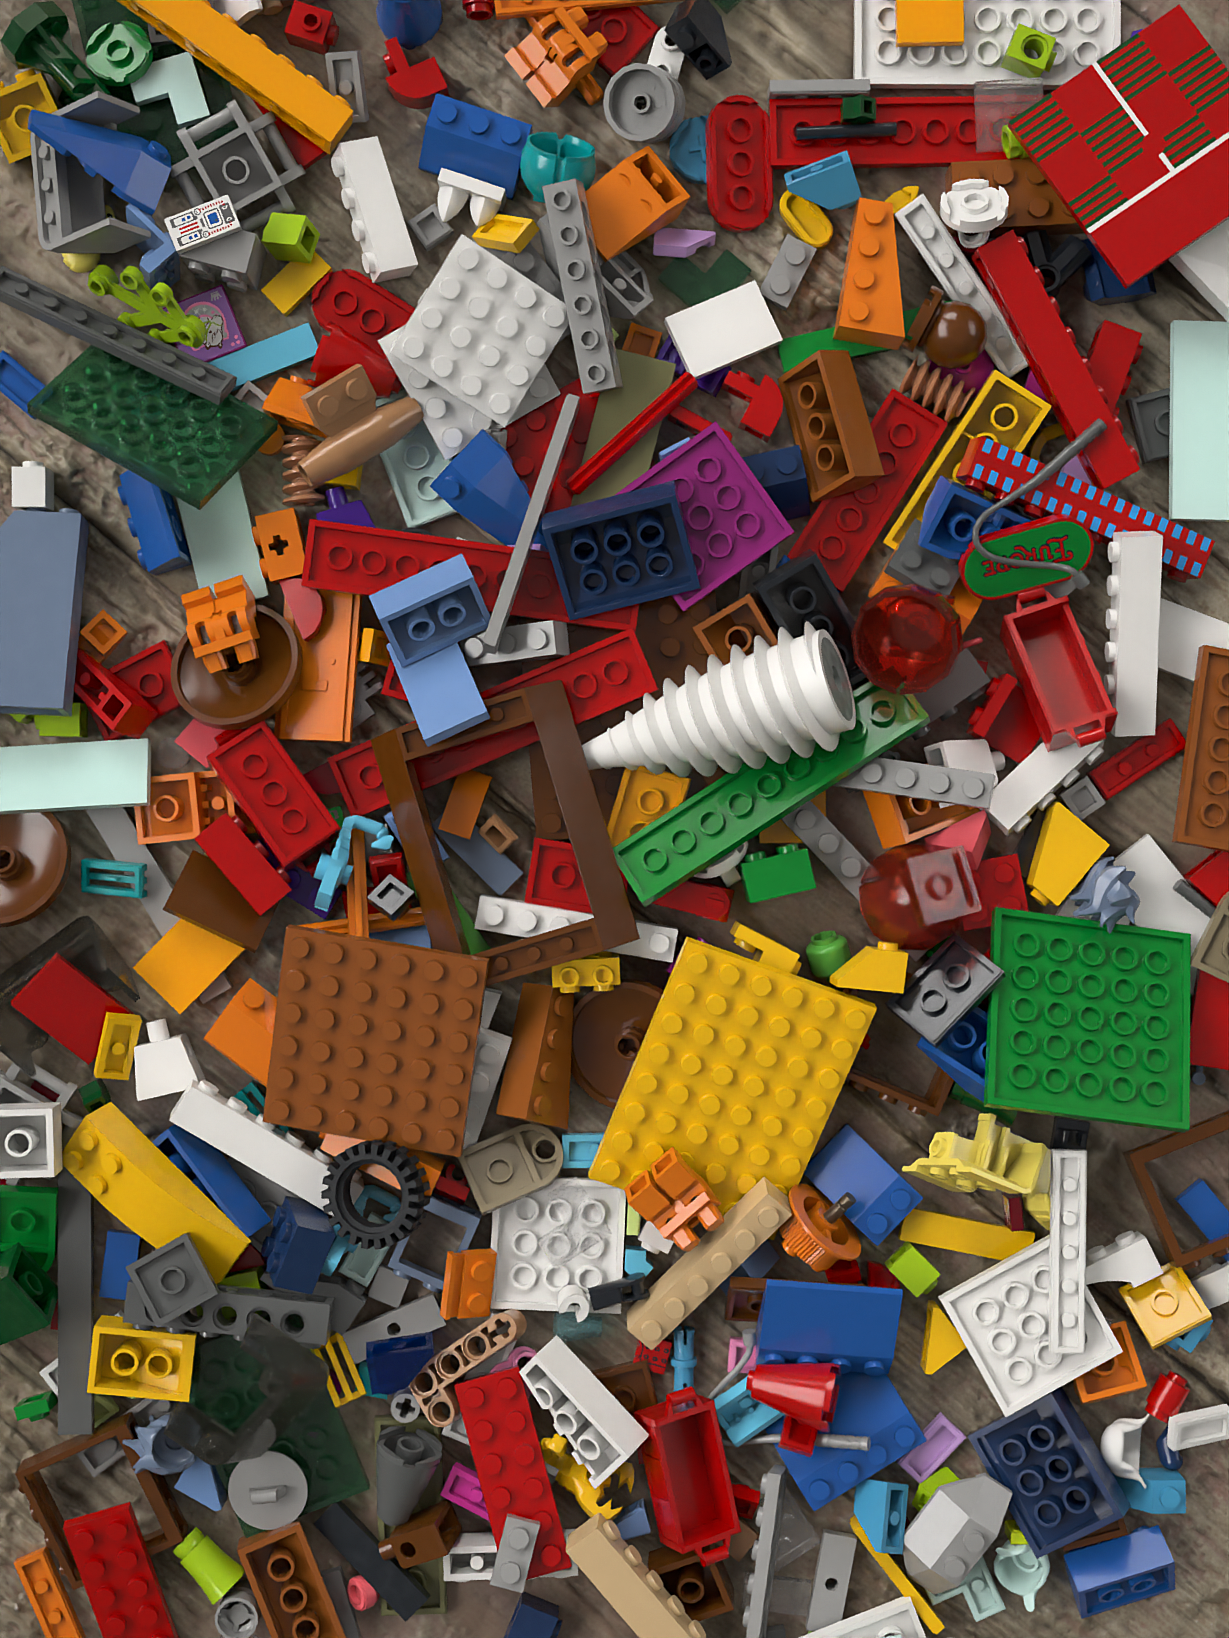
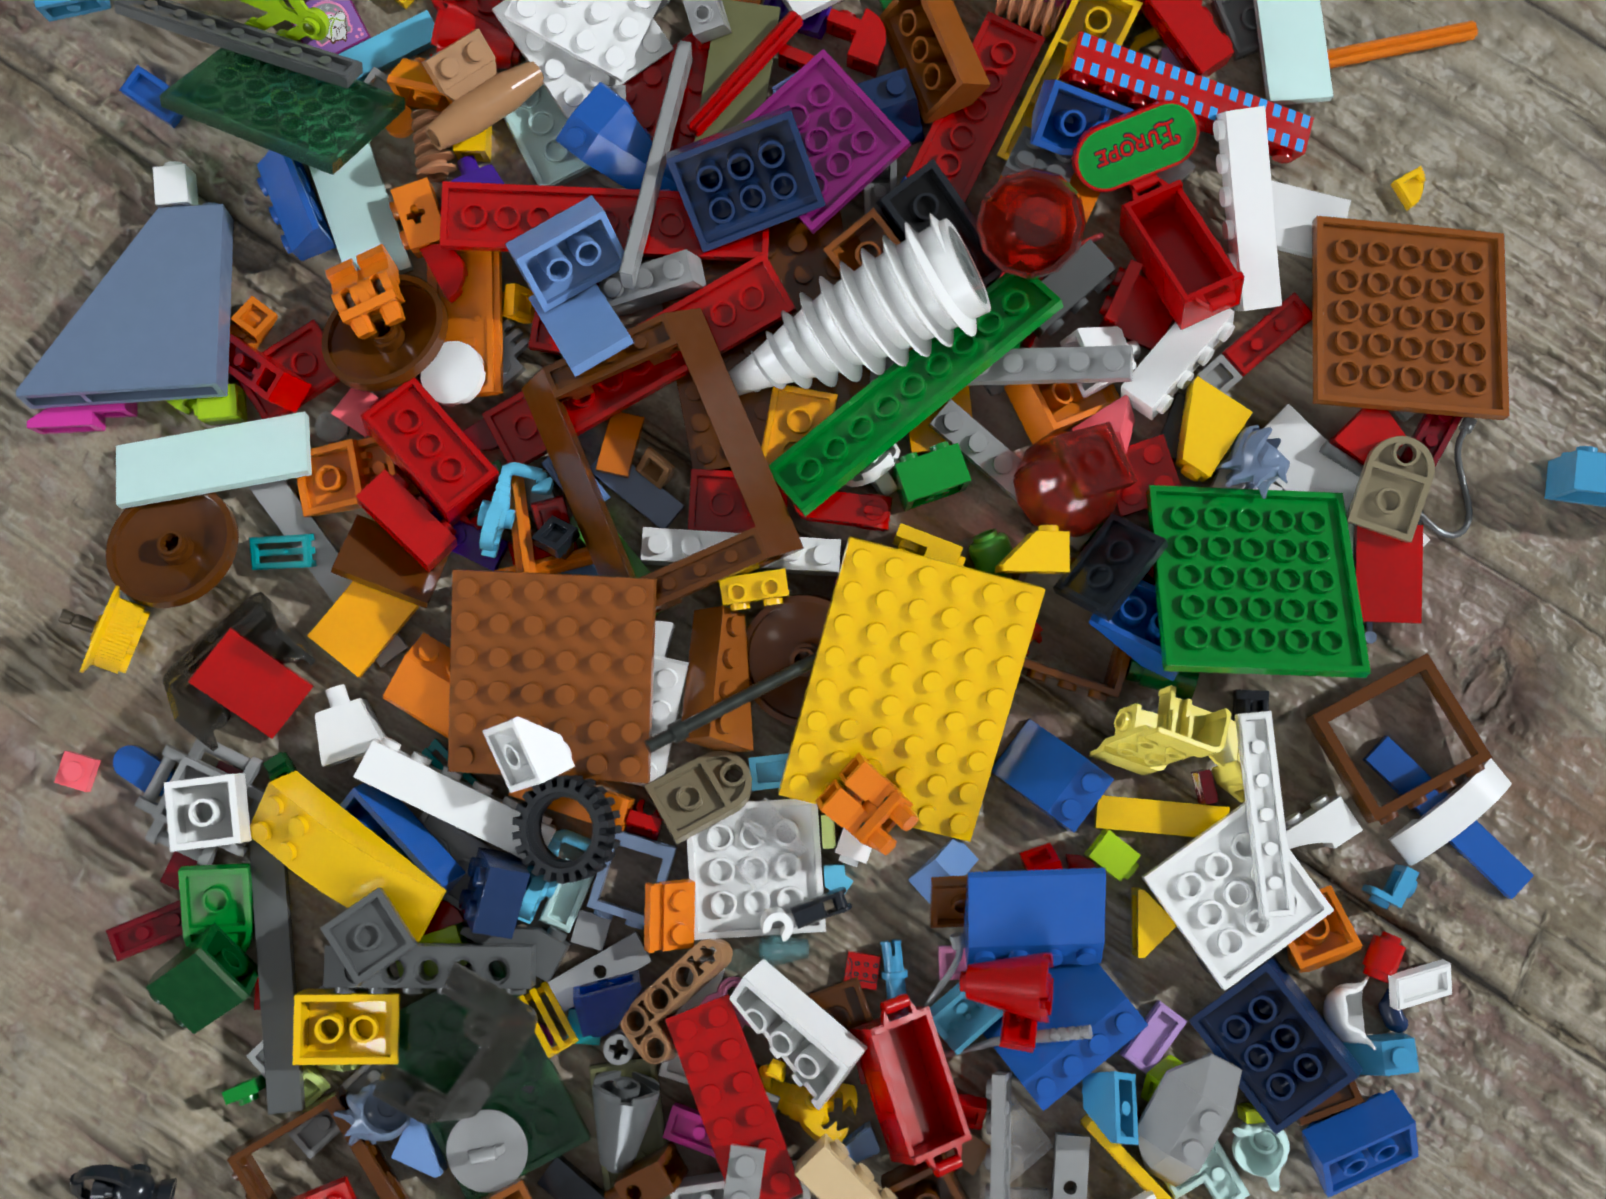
camera: 10 degrees left, 5 degrees down
(117, 1046) = (298, 716): yellow plate -> none
(120, 1251) = (313, 939): blue tile -> none
(304, 719) = (454, 374): none -> white tile
(345, 1120) = (527, 753): none -> white slope
(497, 1111) = (680, 730): none -> pearl dark grey bar
(709, 1263) = (907, 868): tan brick -> none
(819, 1229) = (1013, 821): orange piece -> none
(1054, 465) = (1158, 46): dark grey piece -> none
(1165, 1306) = (1369, 863): yellow tile -> none

